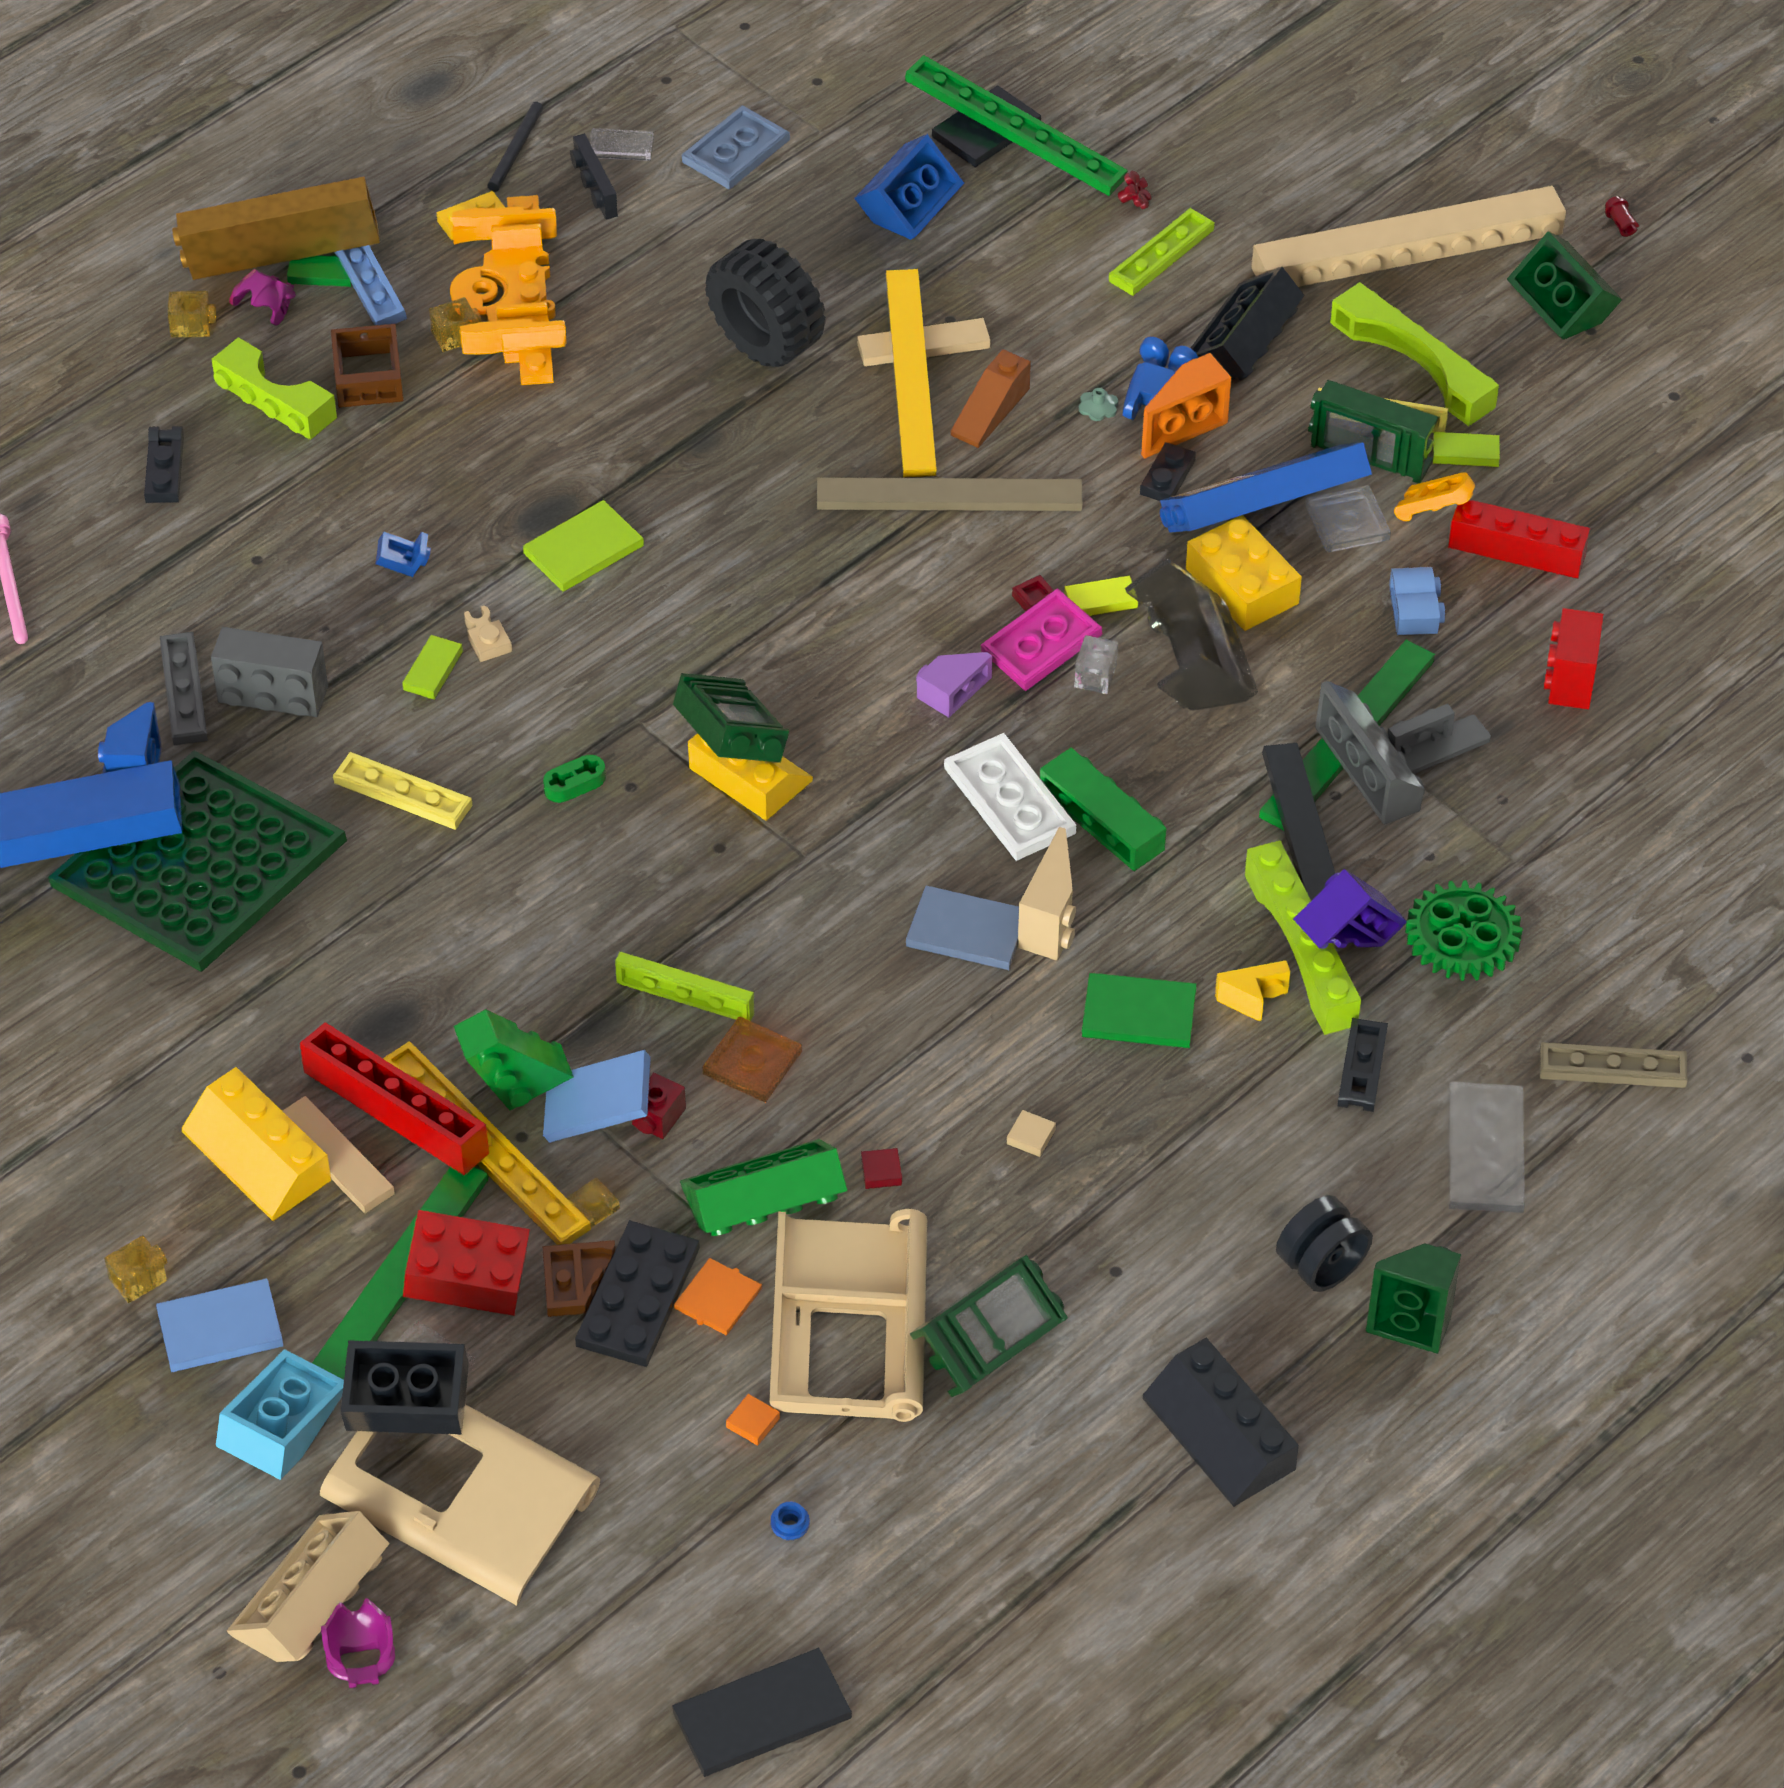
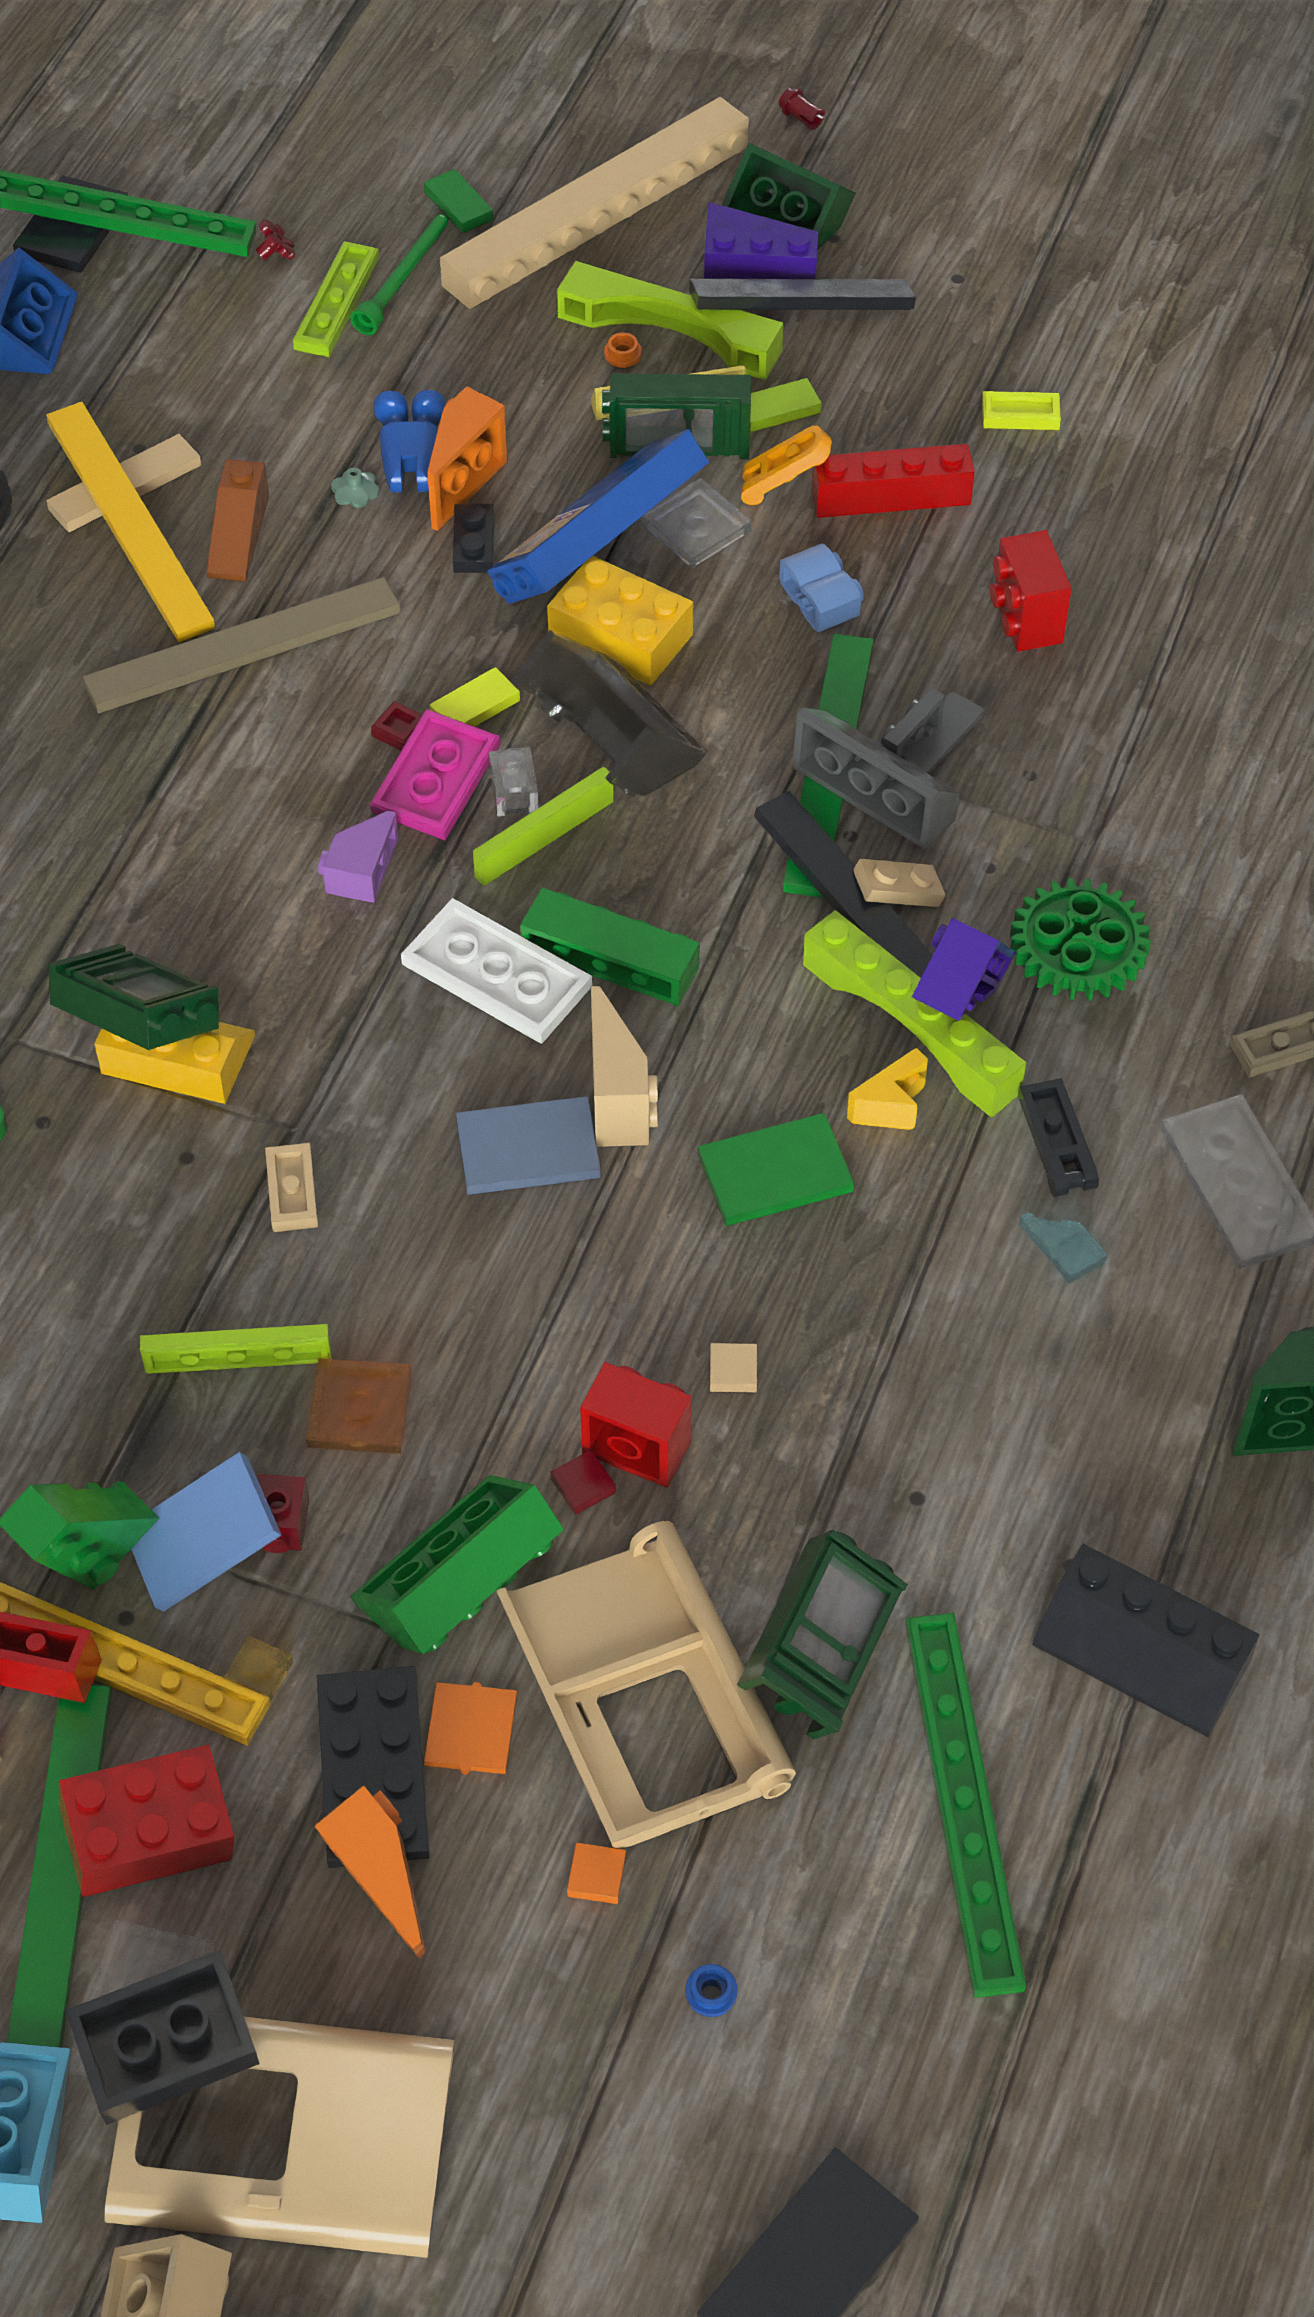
camera: 25 degrees left, 5 degrees up
(574, 1275) = (283, 1777): reddish brown wing -> none
(604, 1342) = (372, 1850): none -> orange slope
(780, 893) = (291, 1187): none -> tan plate
(934, 1139) = (636, 1423): none -> red brick
(1032, 1478) = (965, 1807): none -> green tile
(1099, 705) = (542, 826): none -> lime tile
(1178, 273) = (369, 314): none -> green piece
(1249, 321) = (475, 339): black slope -> none
(1300, 203) = (458, 200): none -> green tile
(1324, 1243) = (1139, 1367): black wheel -> none
(1325, 1143) = (1065, 1245): none -> clear light blue tile
(1346, 840) = (899, 883): none -> tan plate
(1364, 365) = (622, 350): none -> orange plate
(1513, 322) = (756, 247): none -> dark purple wedge
(1530, 367) = (802, 294): none -> black tile
(1661, 518) = (1021, 410): none -> neon yellow tile

